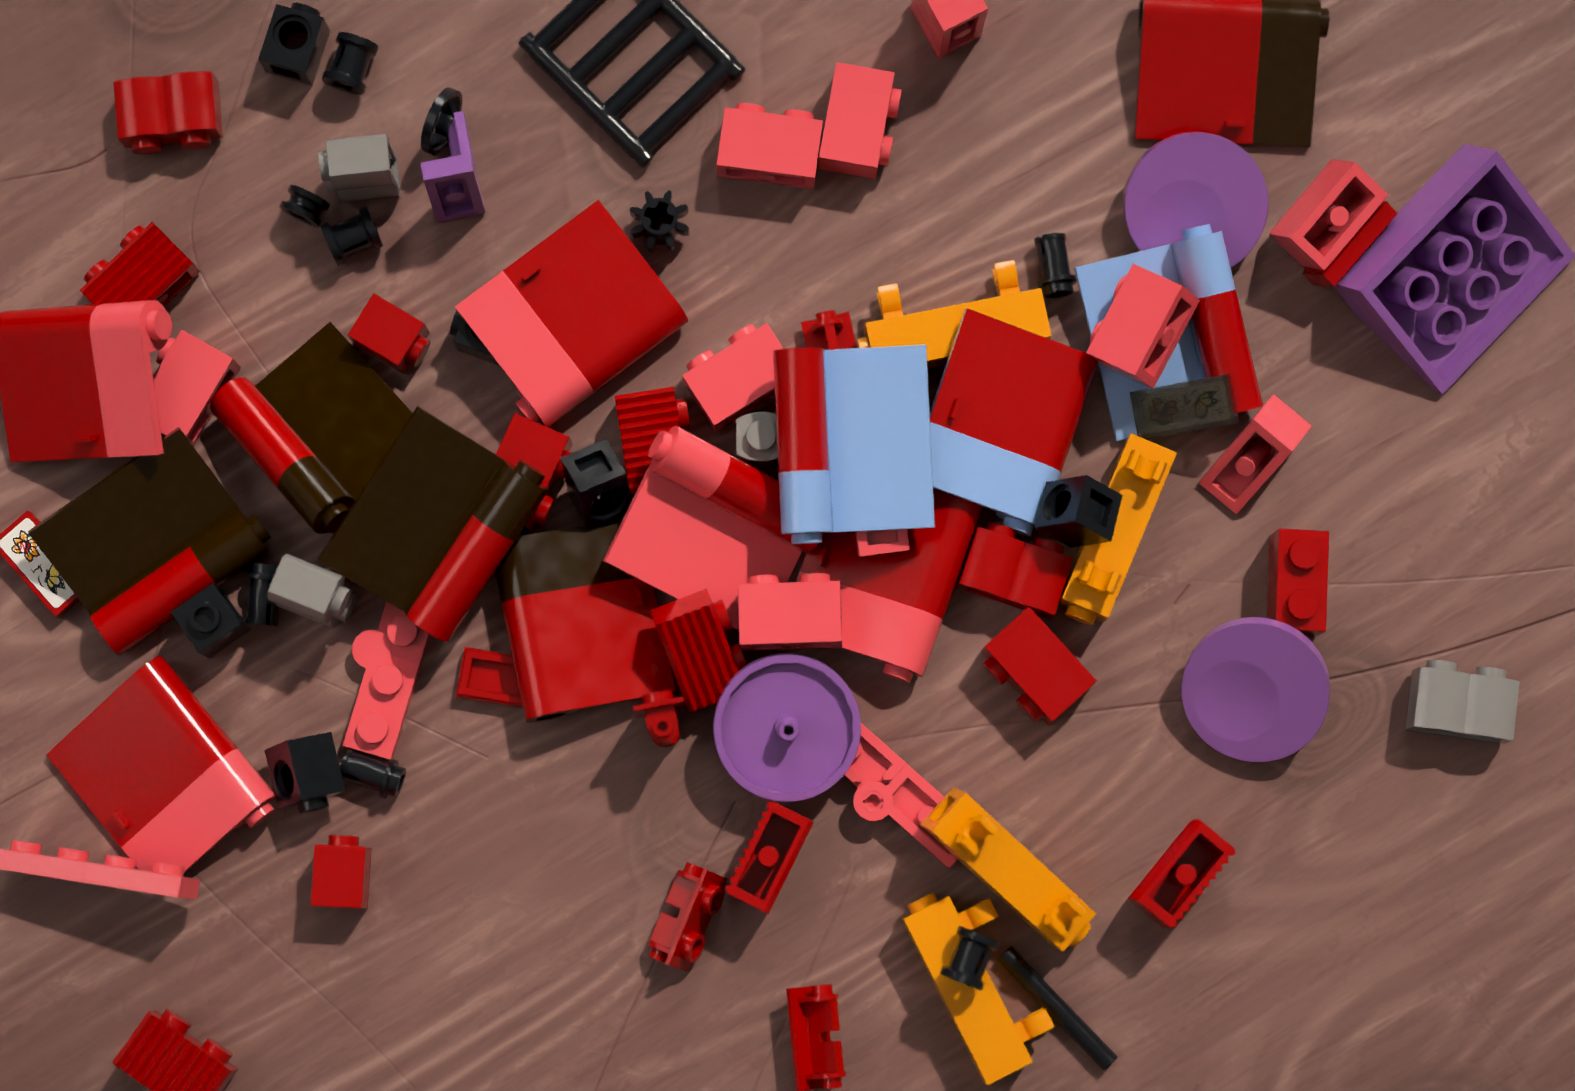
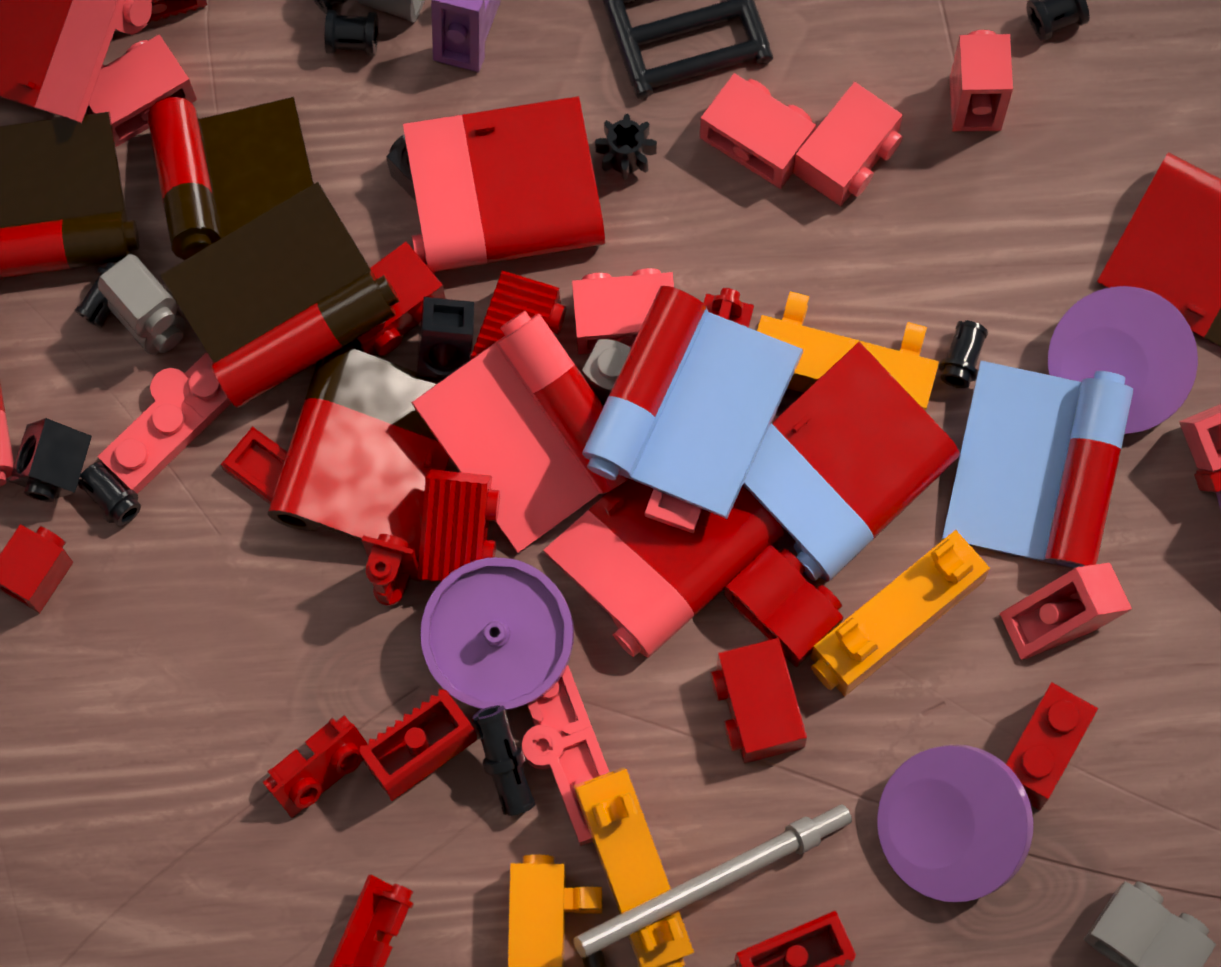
camera: 35 degrees right, 10 degrees down
(210, 620) = (44, 291): black brick -> none
(390, 334) = (337, 128): red brick -> none
(790, 613) = (555, 535): coral brick -> none
(848, 832) = (503, 760): none -> black pin
(970, 958) = (551, 927): black bush -> none
(1078, 511) = (869, 572): black brick -> none
(1129, 768) = (798, 838): none -> light grey bar
(1142, 325) = (1015, 437): coral brick -> none
(1184, 407) = (1019, 532): clear smoke tile -> none

